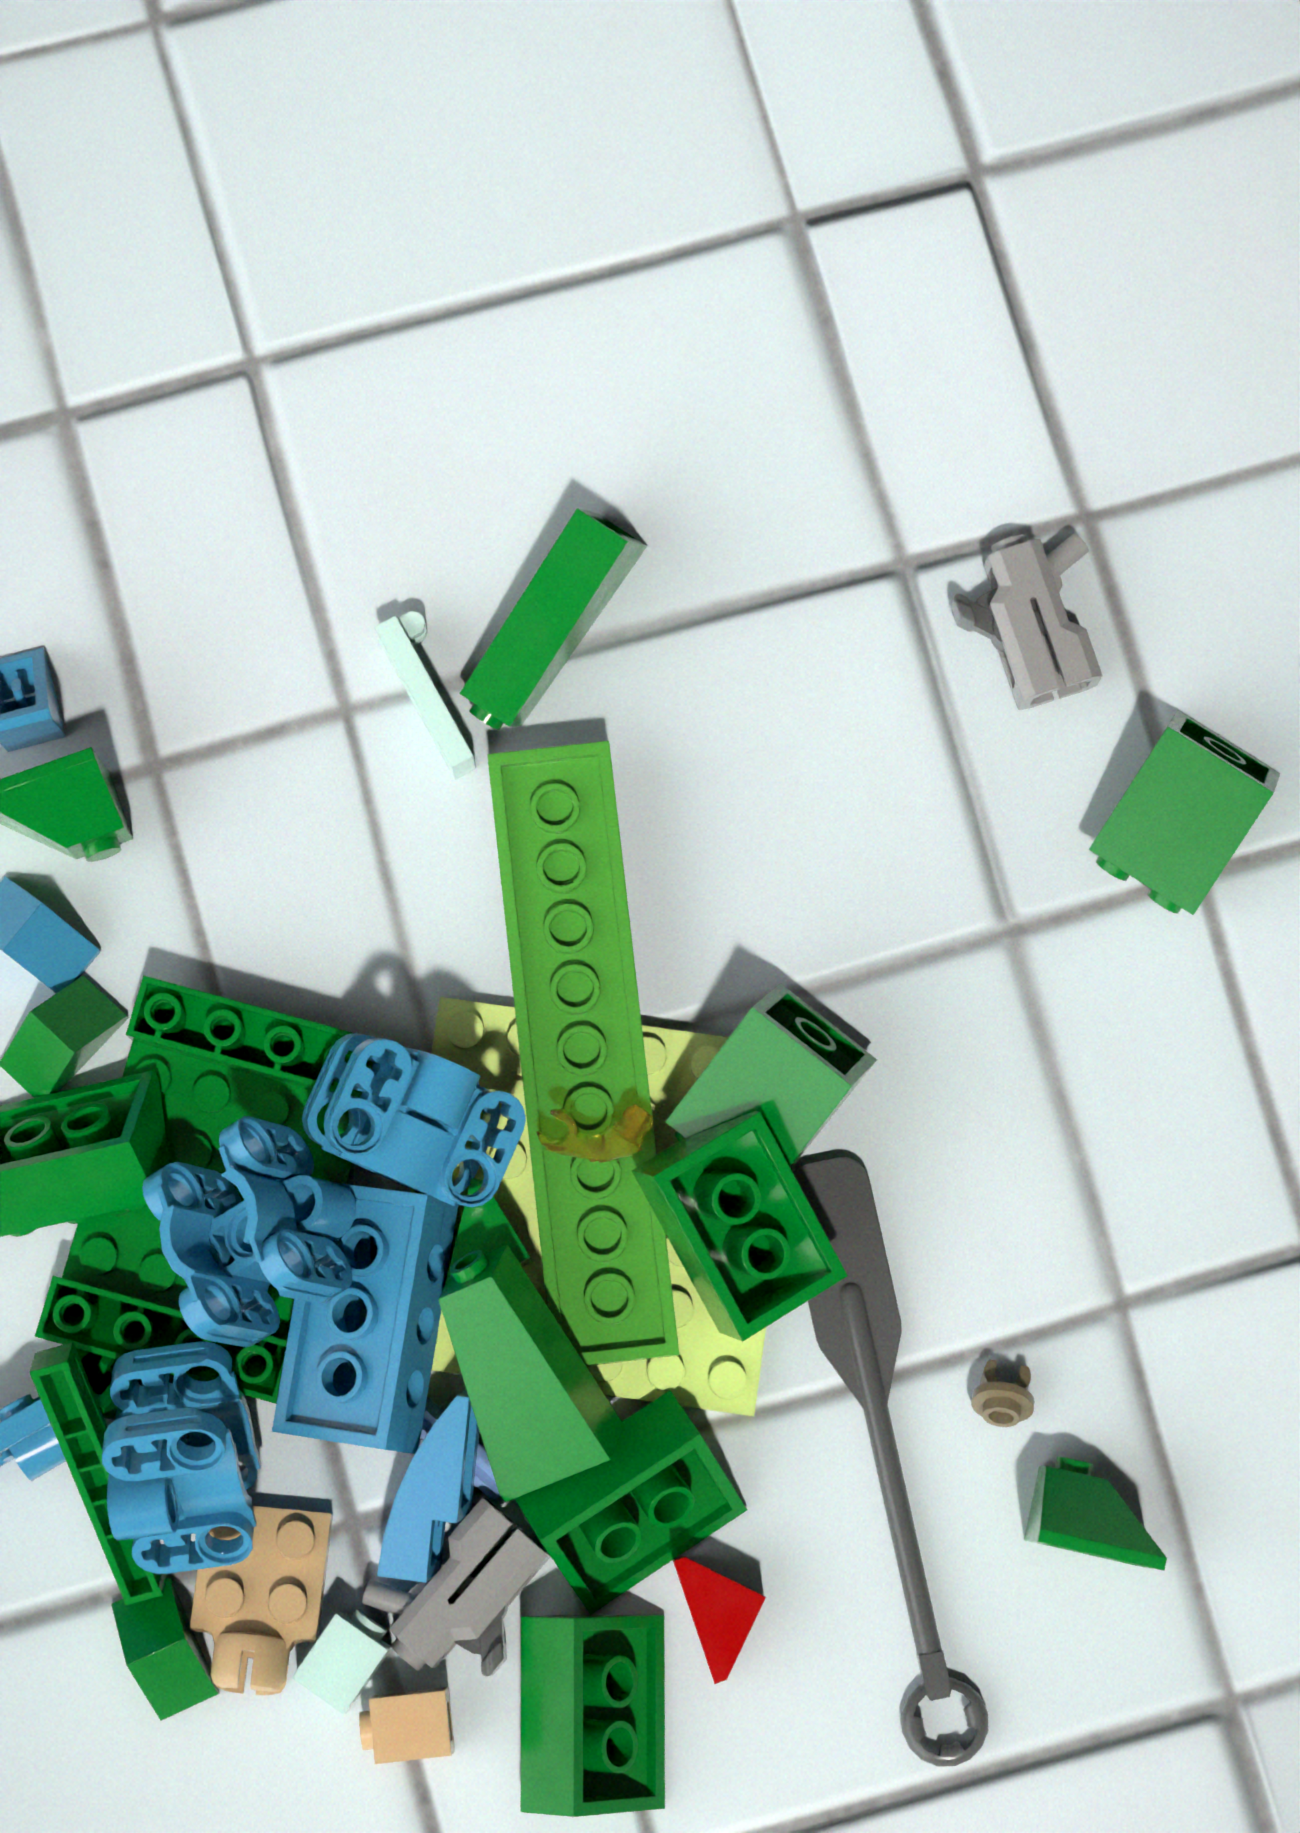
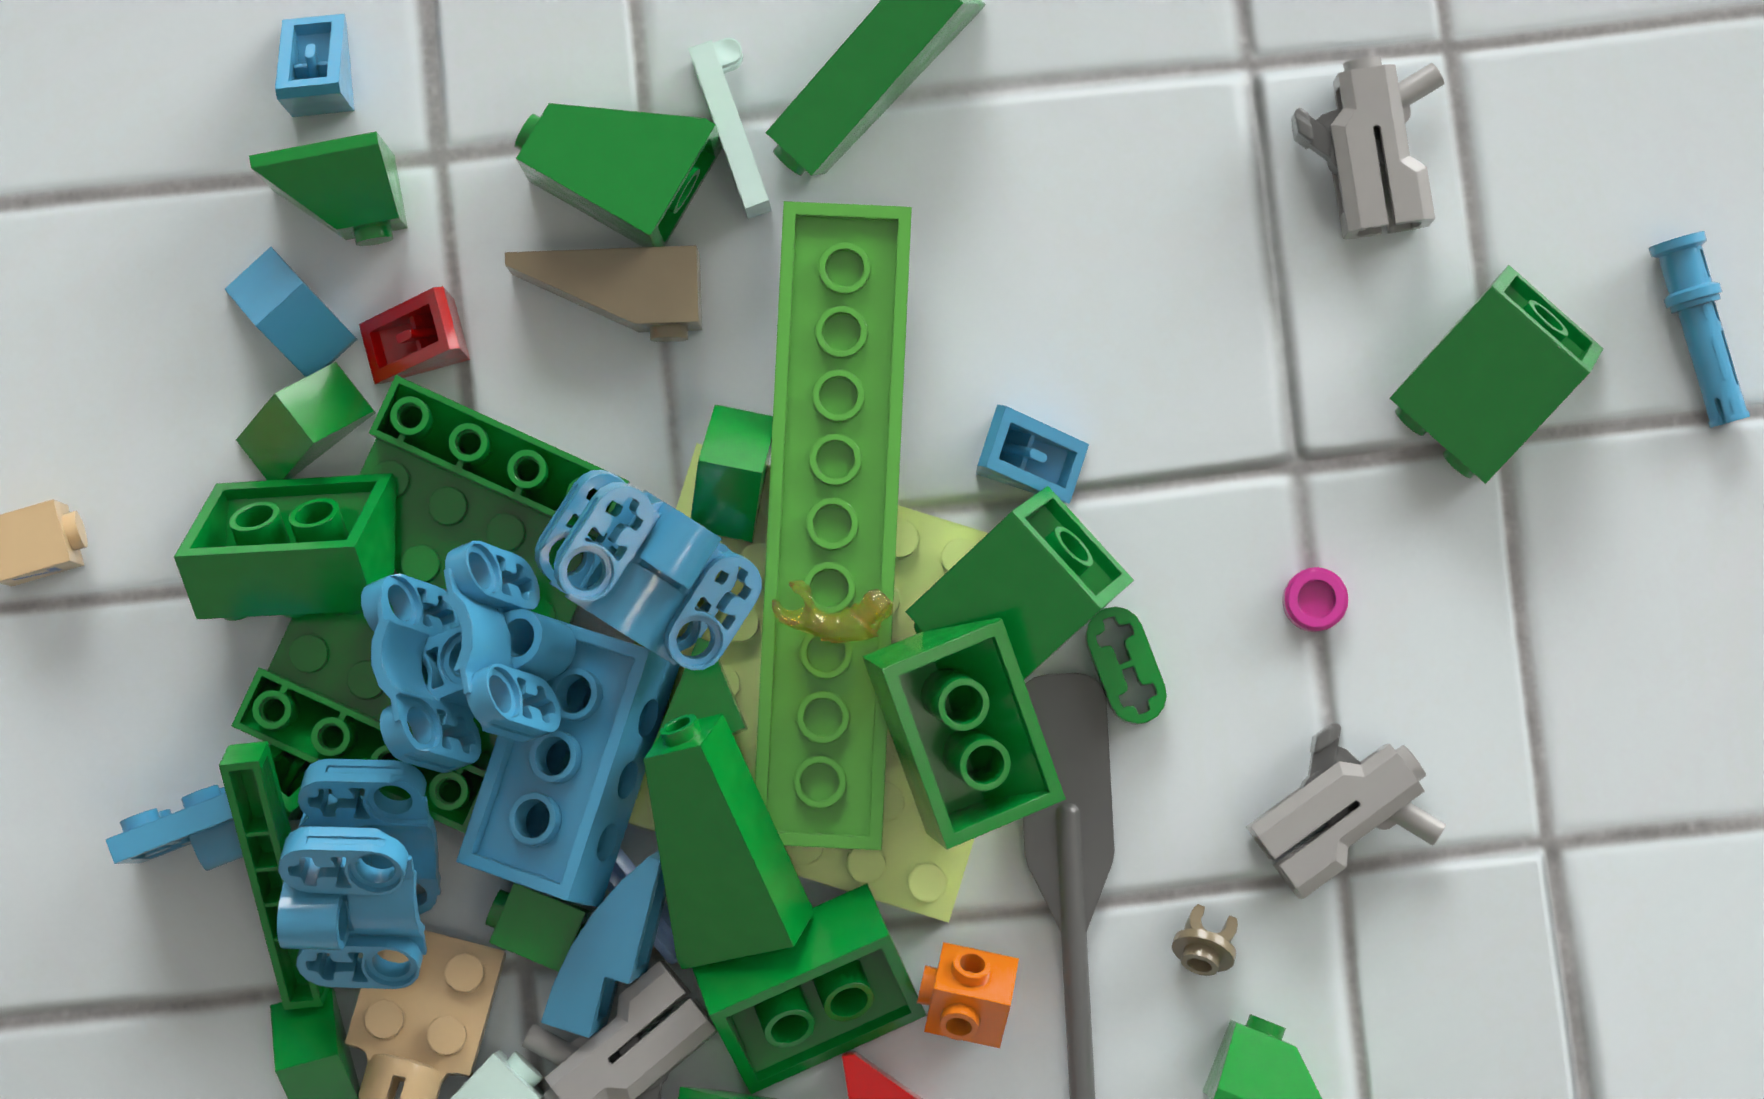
camera: 15 degrees right, 5 degrees up
(155, 939) = (414, 337): none -> red slope
(327, 745) = (620, 165): none -> green slope
(353, 858) = (635, 287): none -> dark tan slope
(356, 1482) = (535, 924): none -> green brick
(479, 1016) = (732, 472): none -> green slope
(758, 956) = (1031, 454): none -> dark azure slope
(785, 1481) = (968, 994): none -> orange brick
(894, 1134) = (1140, 659): none -> green beam
(1051, 1051) = (1315, 599): none -> dark pink tile
(1118, 1237) = (1350, 800): none -> light grey piece

